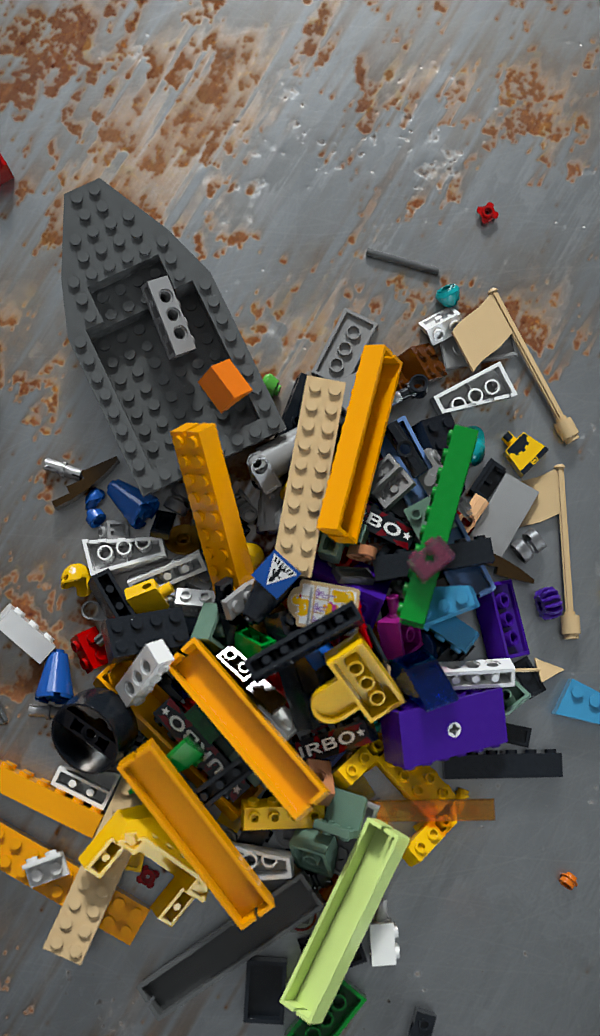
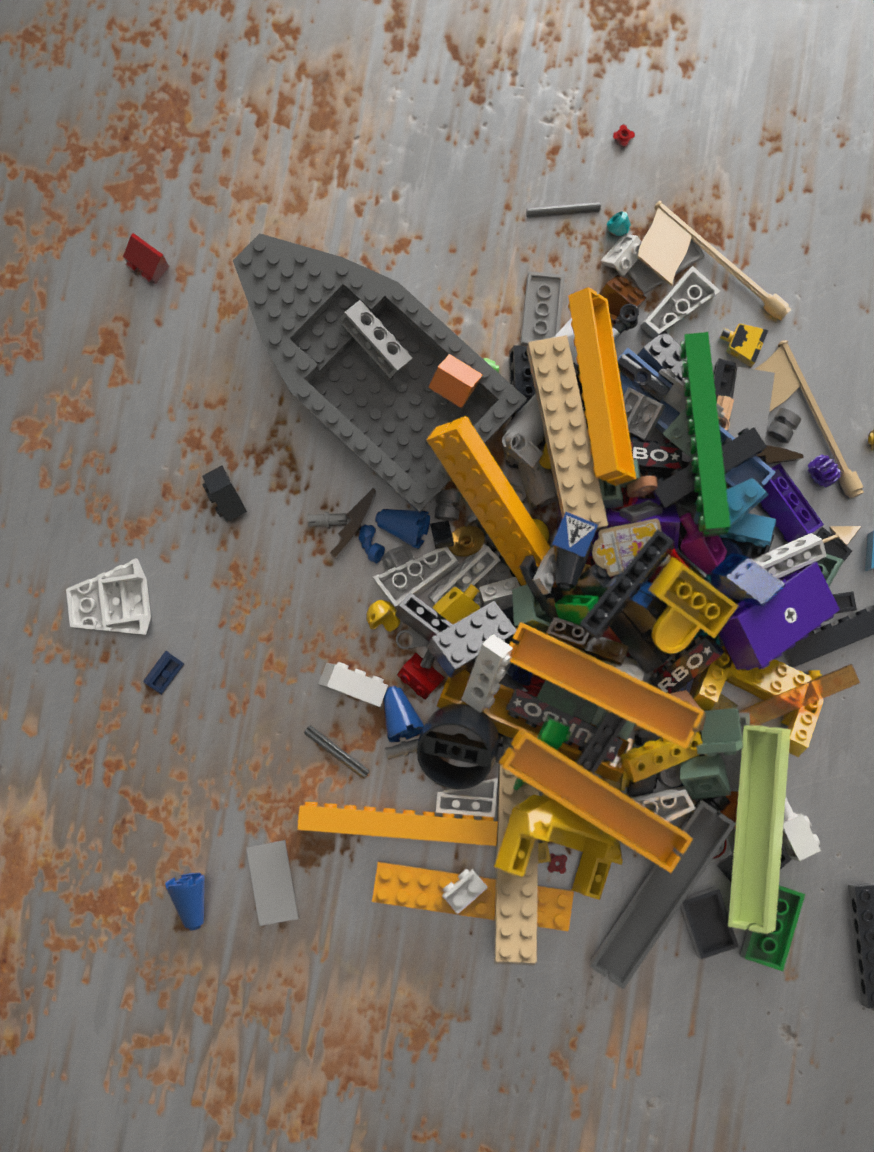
camera: 20 degrees left, 0 degrees up
(442, 556) = (710, 475): clear pink brick -> none

